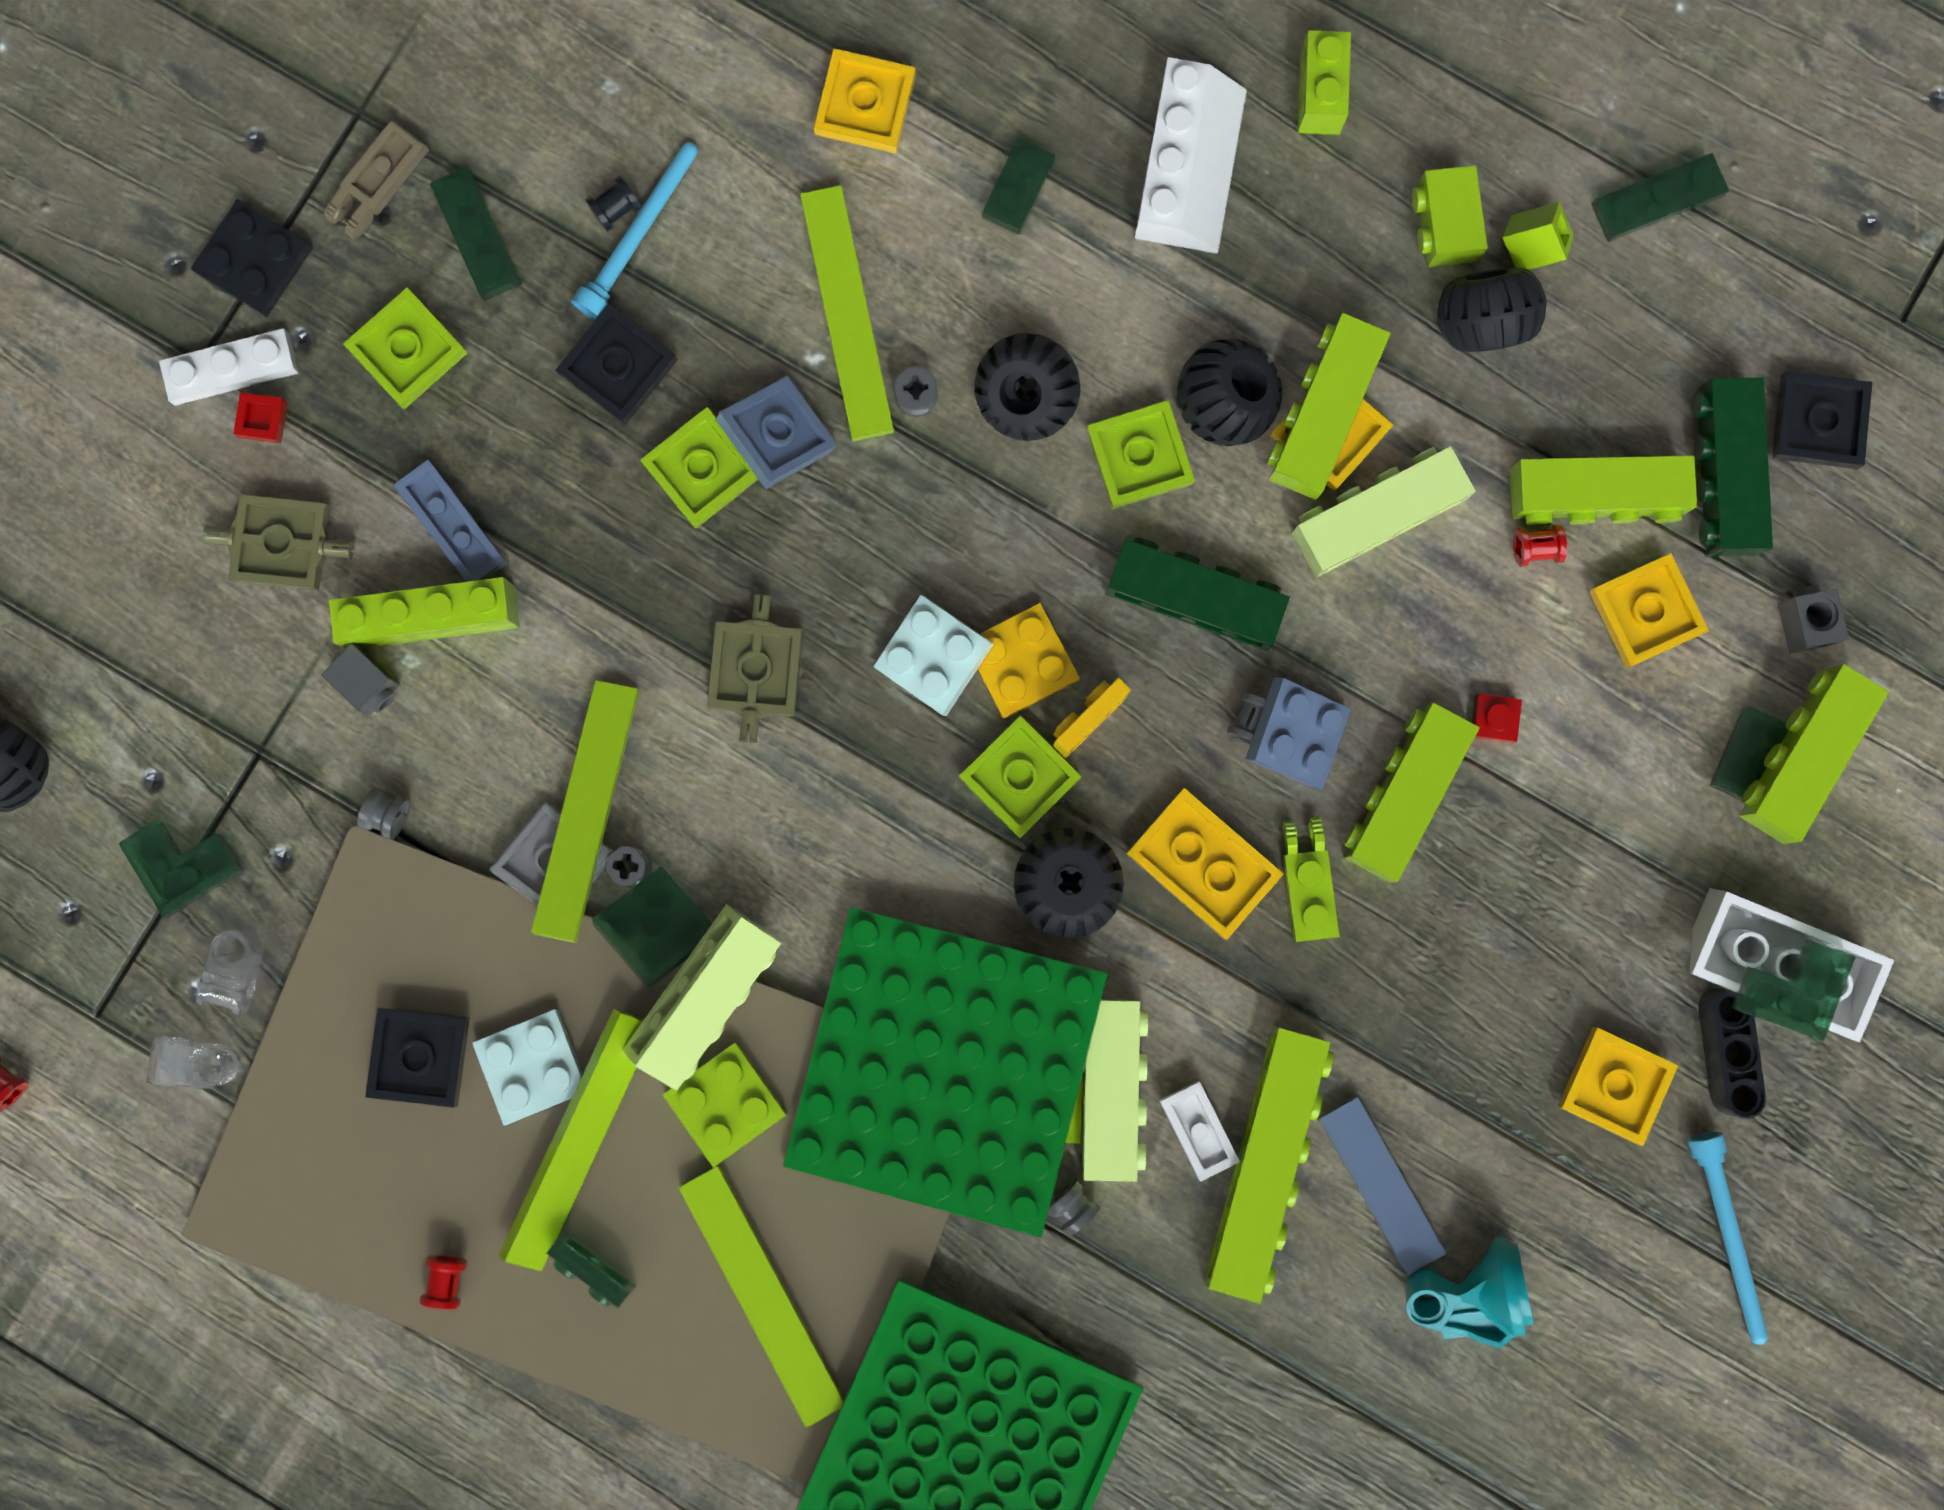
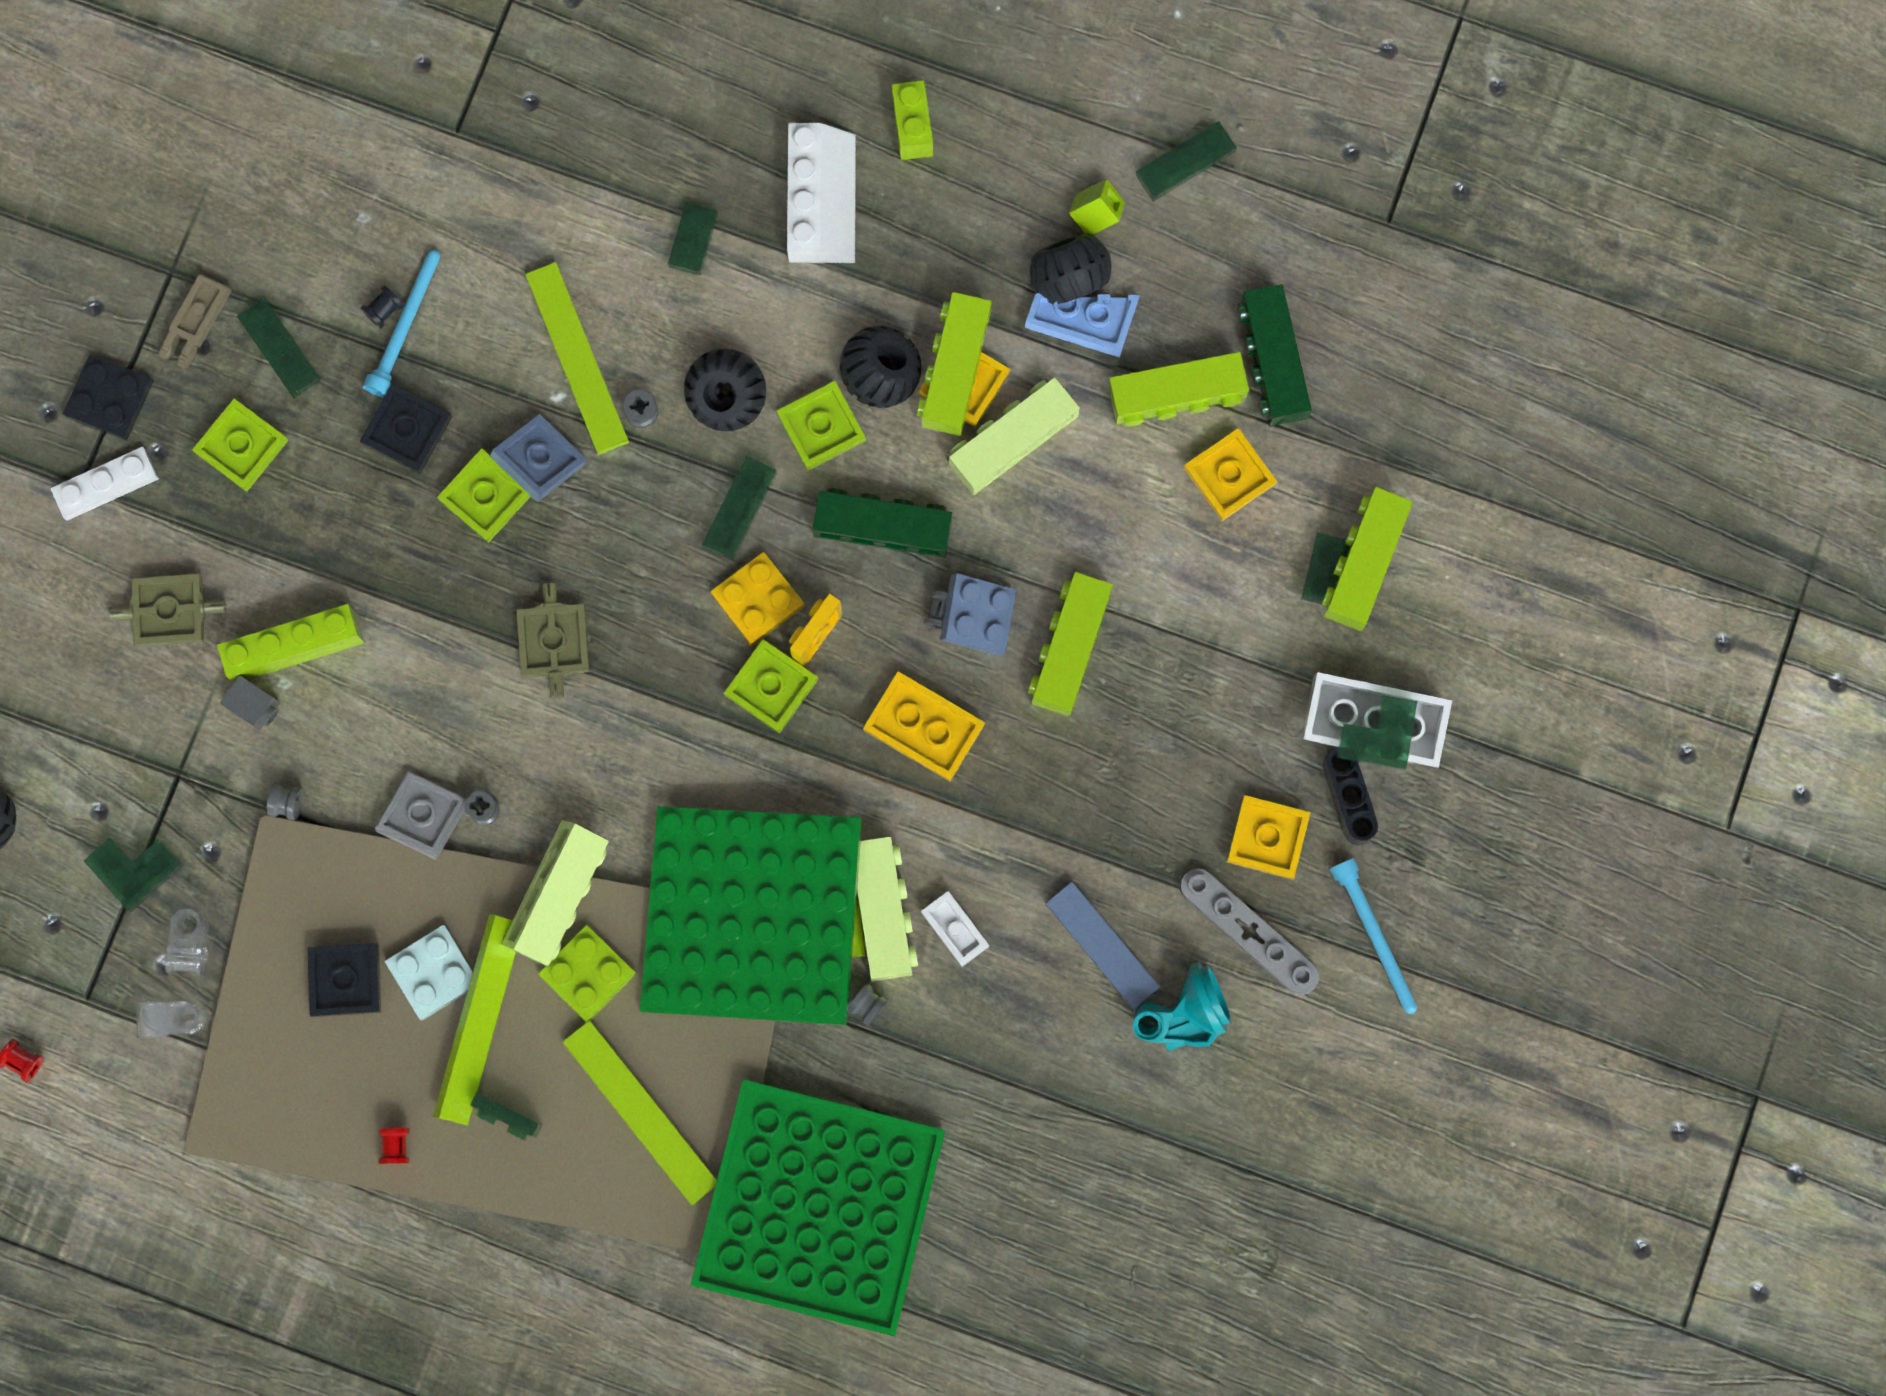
camera: 10 degrees left, 5 degrees down
(260, 418) = (137, 518): red plate -> none
(450, 523) = (298, 571): sand blue plate -> none
(585, 812) = (441, 771): lime tile -> none
(653, 927) = (508, 849): clear green plate -> none
(865, 101) = (563, 195): yellow plate -> none
(933, 655) = (688, 605): light aqua plate -> none
(1019, 542) = (739, 508): none -> clear green plate
(1038, 882) = (821, 779): black wheel -> none
(1268, 1164) = (1011, 942): lime brick -> none
(1309, 884) = (1008, 729): lime hinge -> none
(1450, 216) = (1026, 204): lime brick -> none
(1497, 717) = (1129, 577): red plate -> none
(1500, 381) = (1086, 321): none -> light blue wing
(1540, 545) = (1138, 440): red bush -> none
(1595, 1236) = (1275, 955): none -> light grey piece
(1822, 420) = (1337, 307): black plate -> none
(1831, 620) = (1355, 473): dark grey brick -> none

